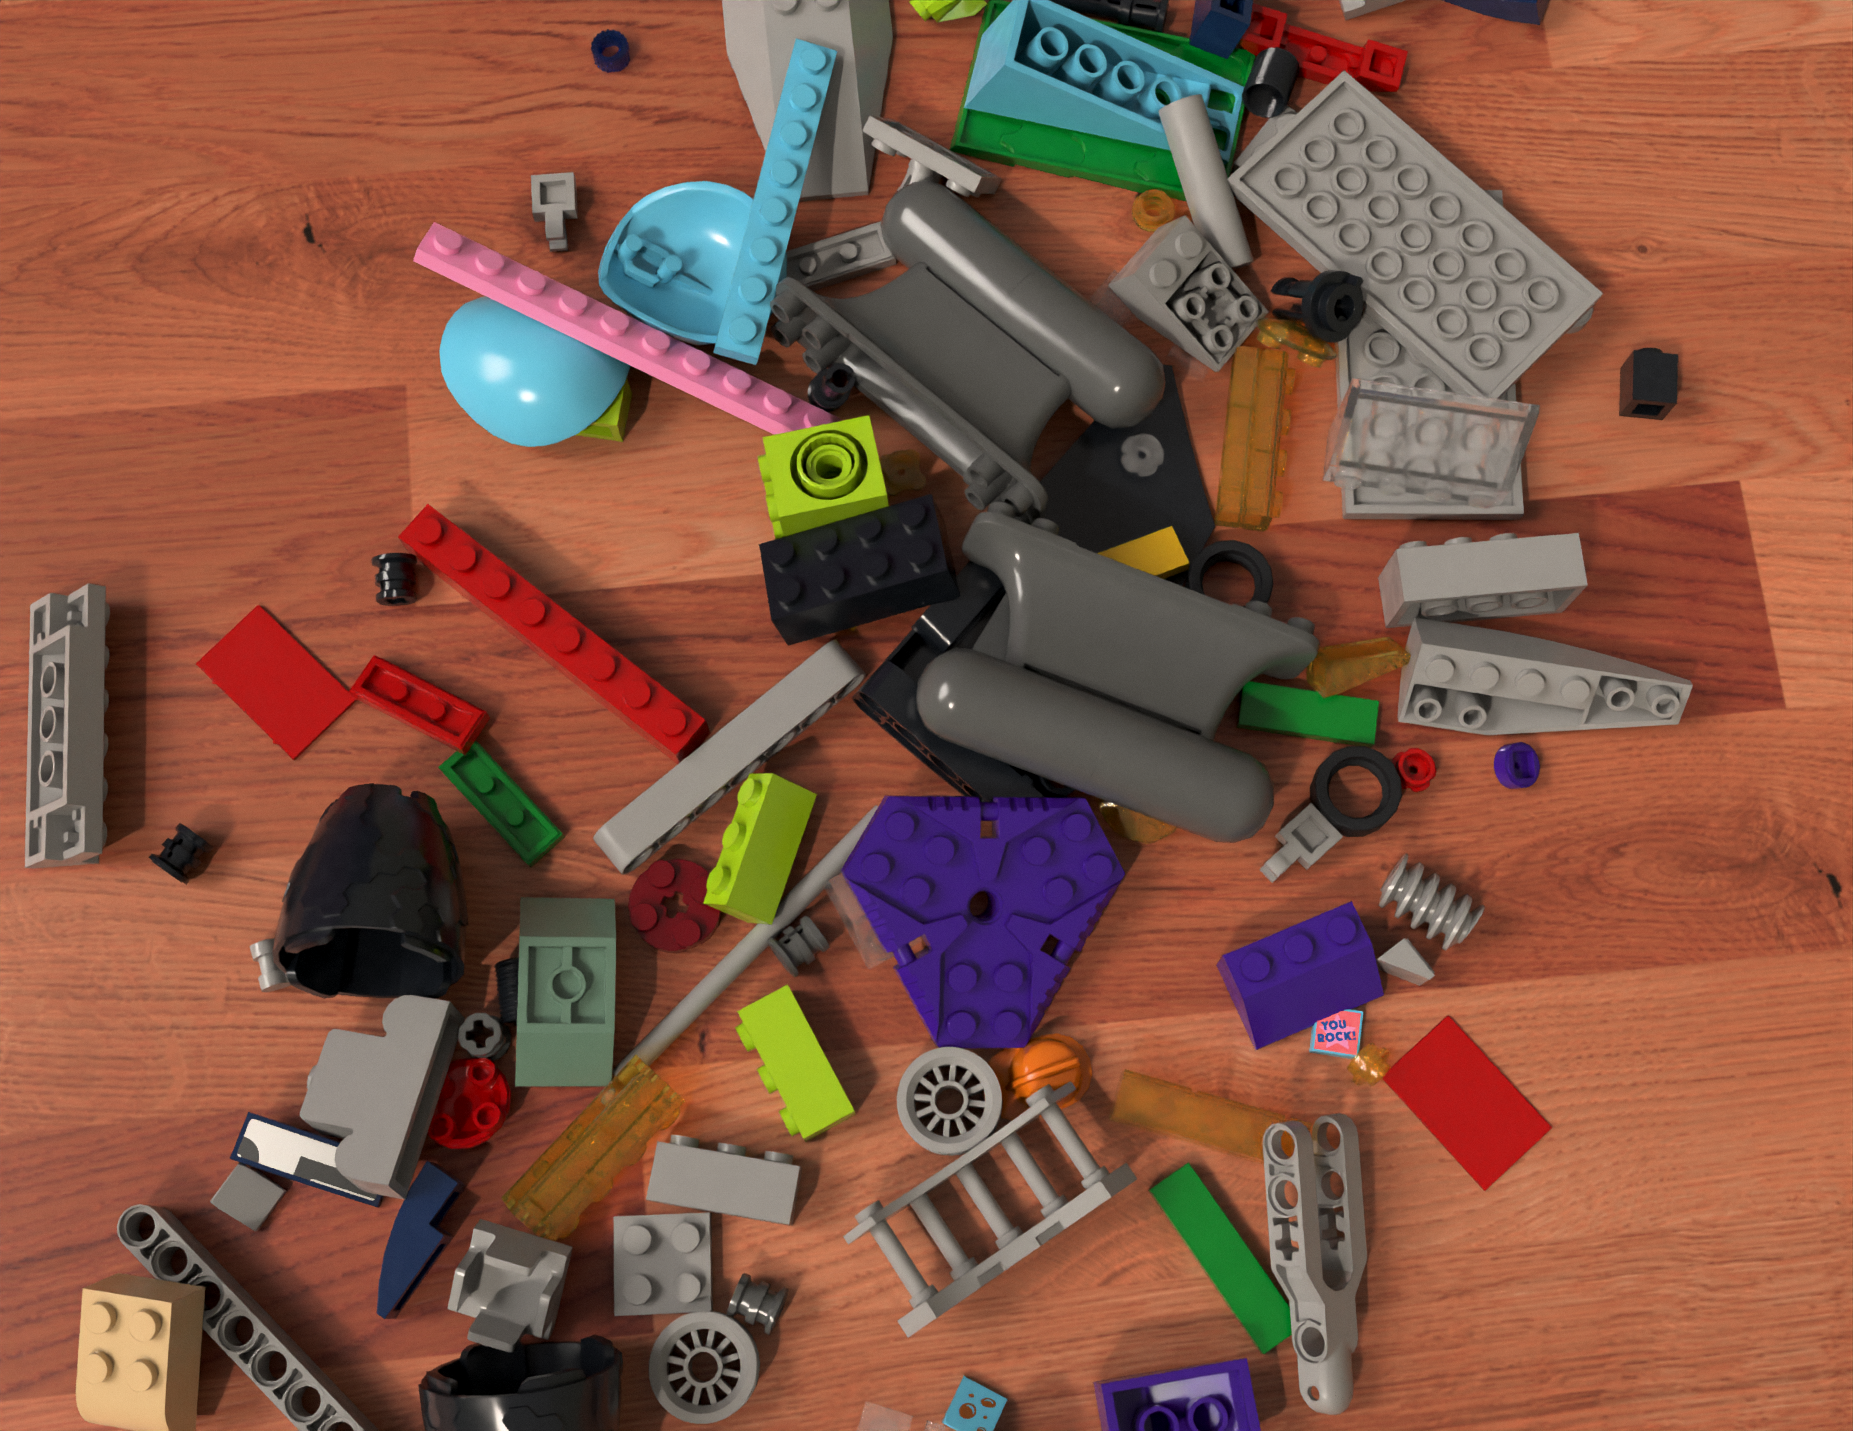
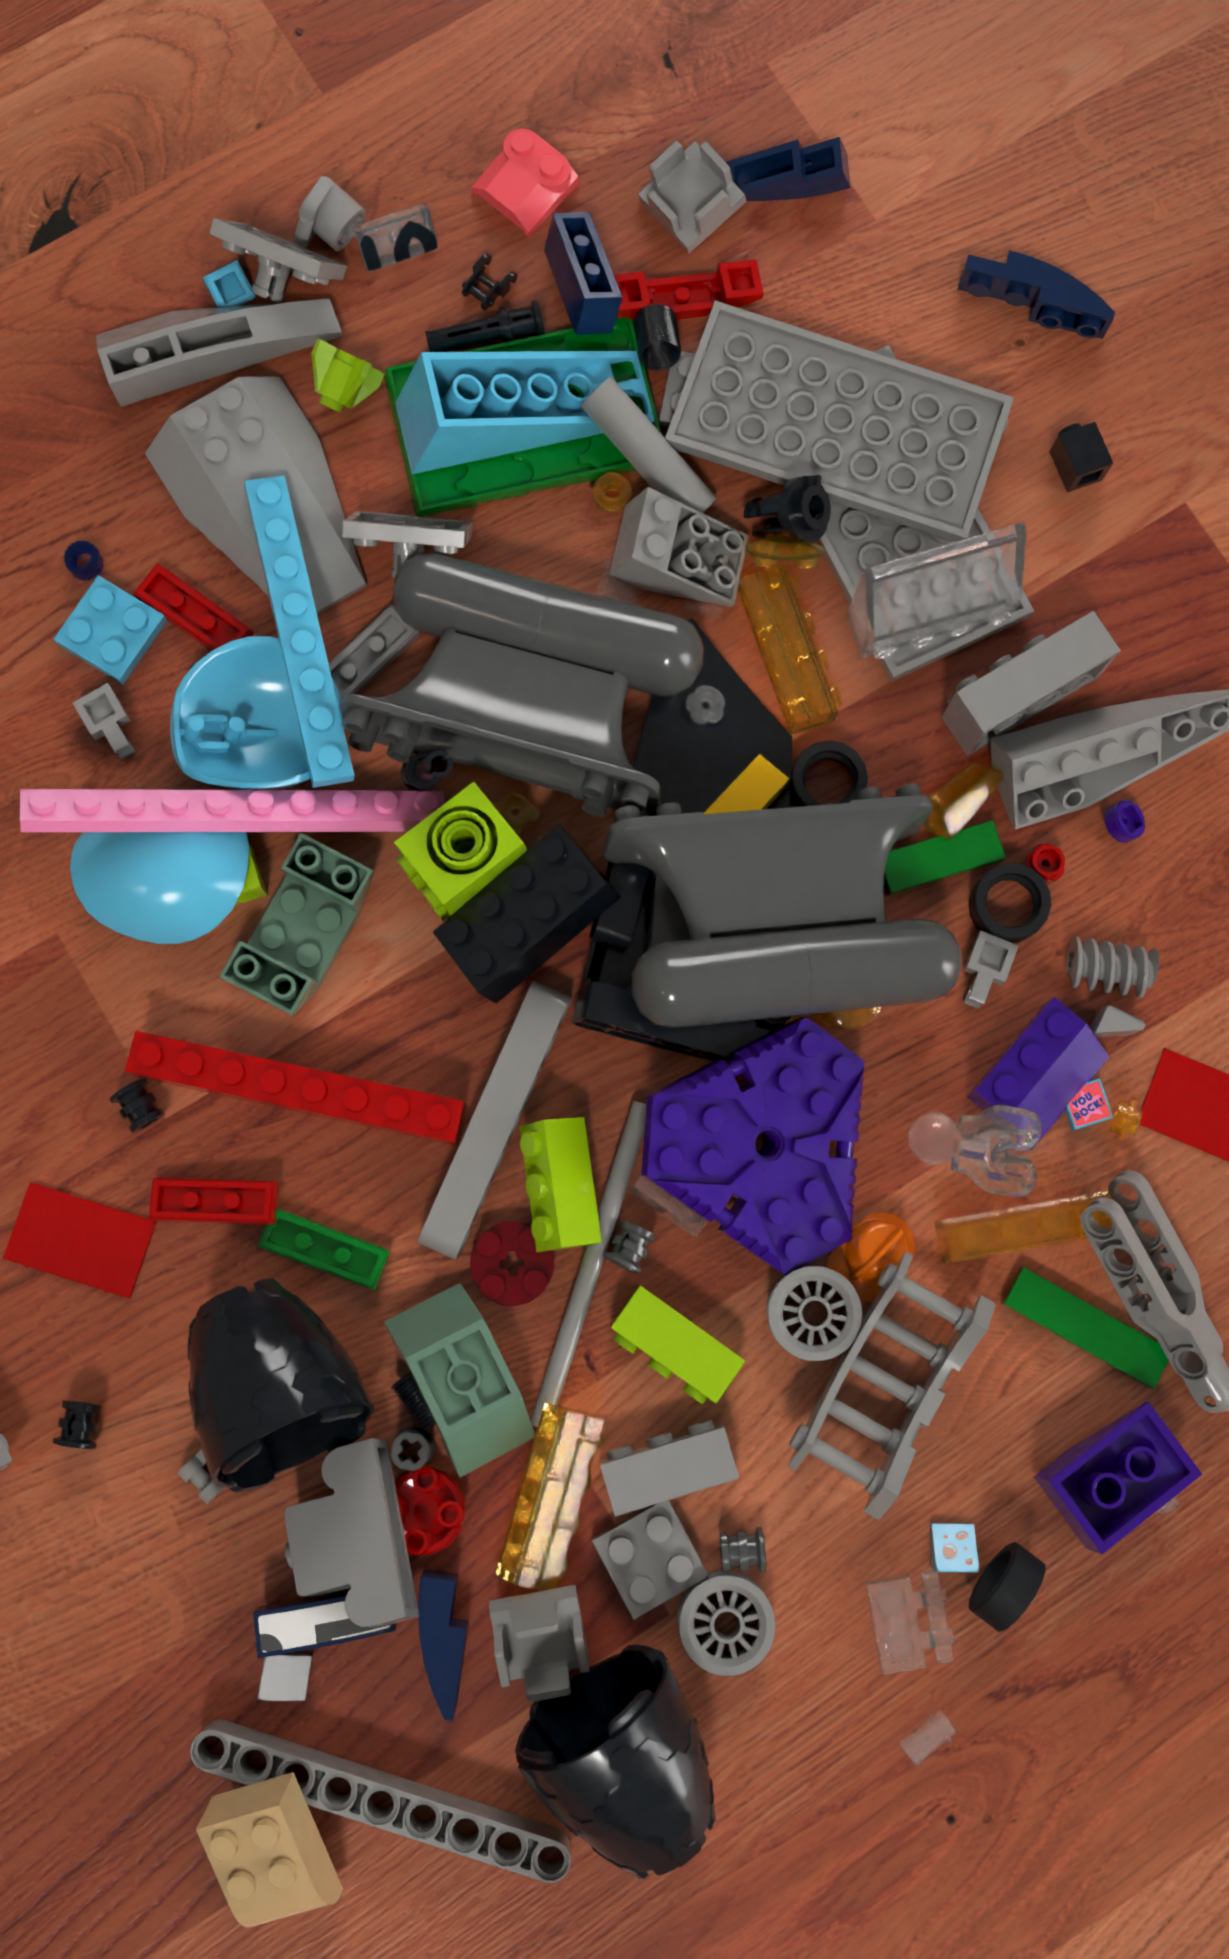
camera: 30 degrees left, 5 degrees up
(603, 126) = (110, 630): none -> medium azure plate
(637, 485) = (301, 926): none -> sand green slope
(685, 137) = (189, 609): none -> red tile
(1200, 1016) = (982, 1146): none -> clear piece
(1695, 211) = (1053, 294): none -> dark blue slope

